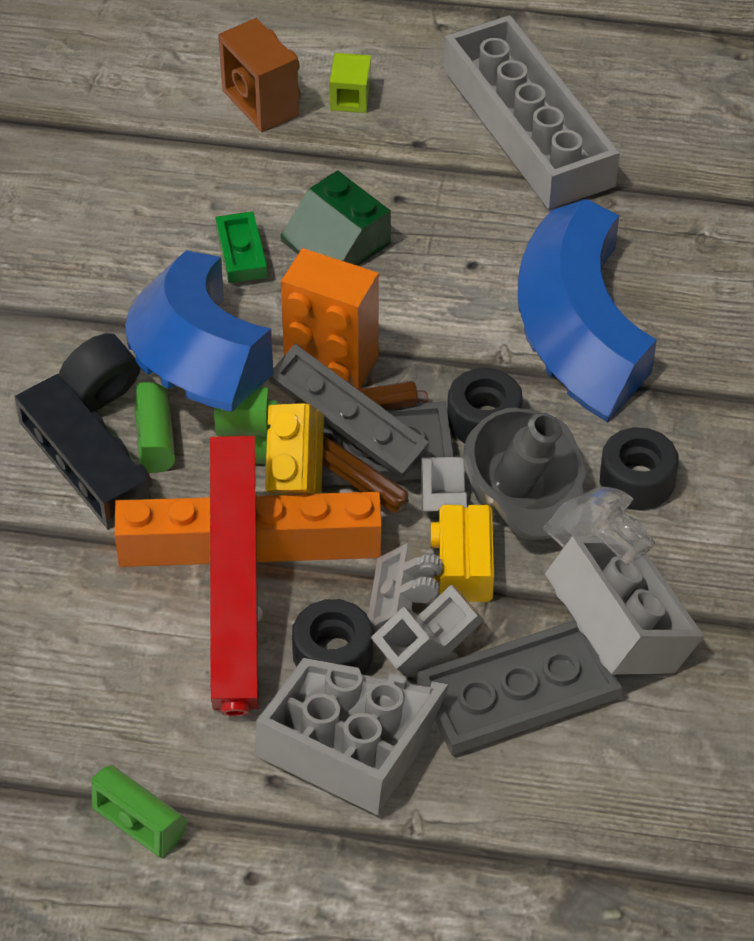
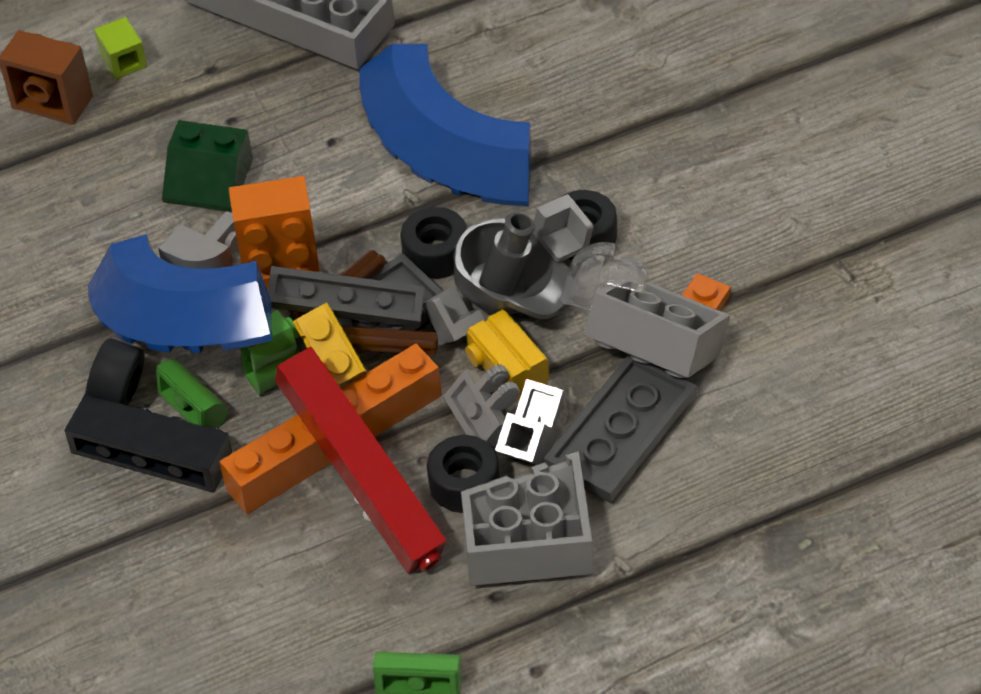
camera: 30 degrees left, 0 degrees up
(241, 247) = (137, 217): green plate -> none
(257, 299) = (201, 251): none -> light grey brick
(600, 456) = (562, 228): none -> light grey panel
(708, 604) = (708, 292): none -> orange plate

